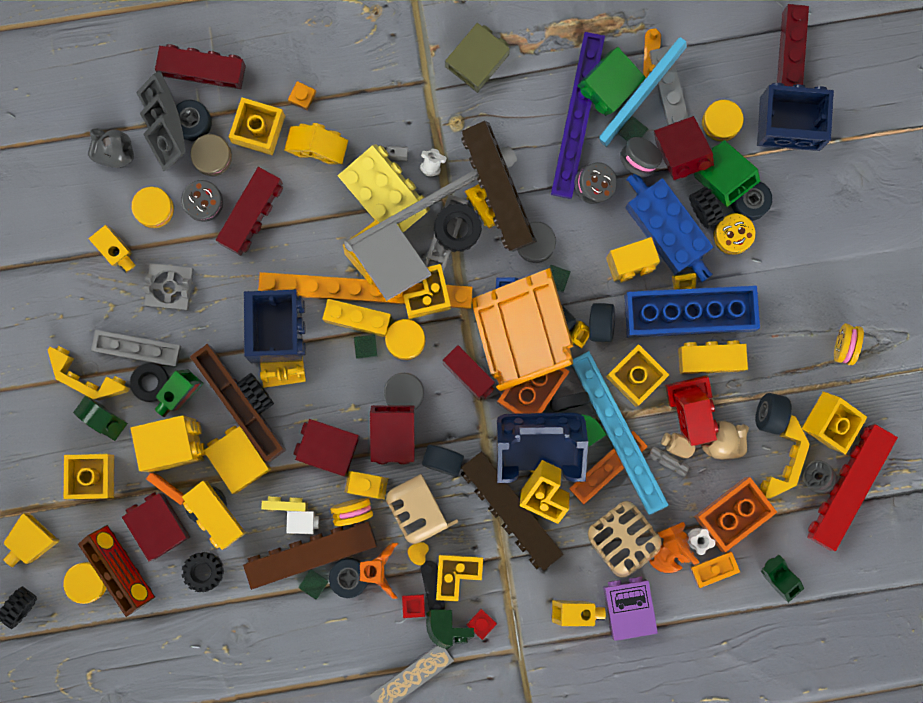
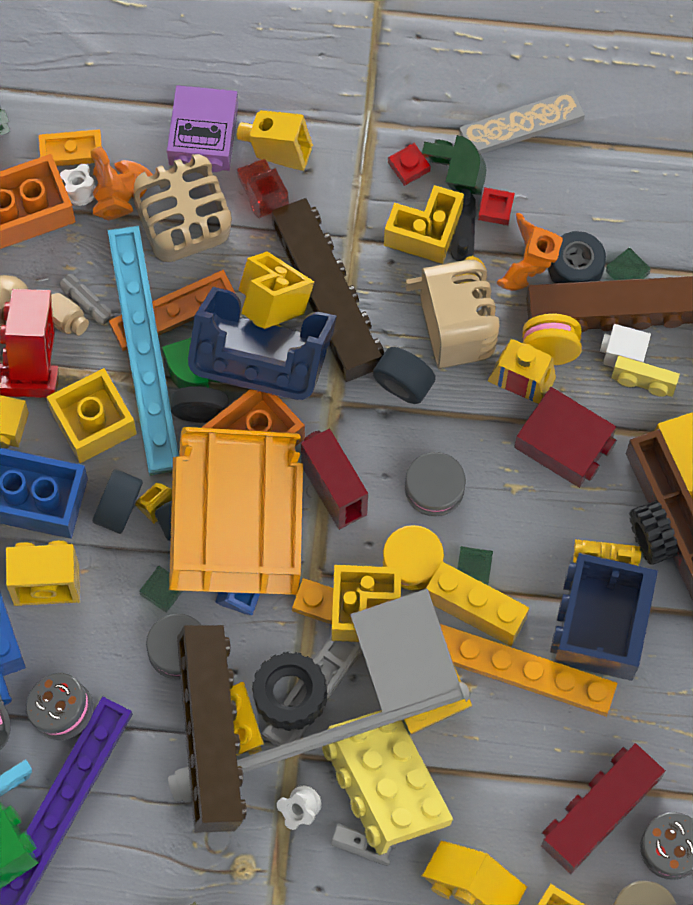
camera: 165 degrees left, 15 degrees down
(392, 433) = (466, 426): dark red brick -> none
(575, 572) = (263, 187): none -> clear red brick

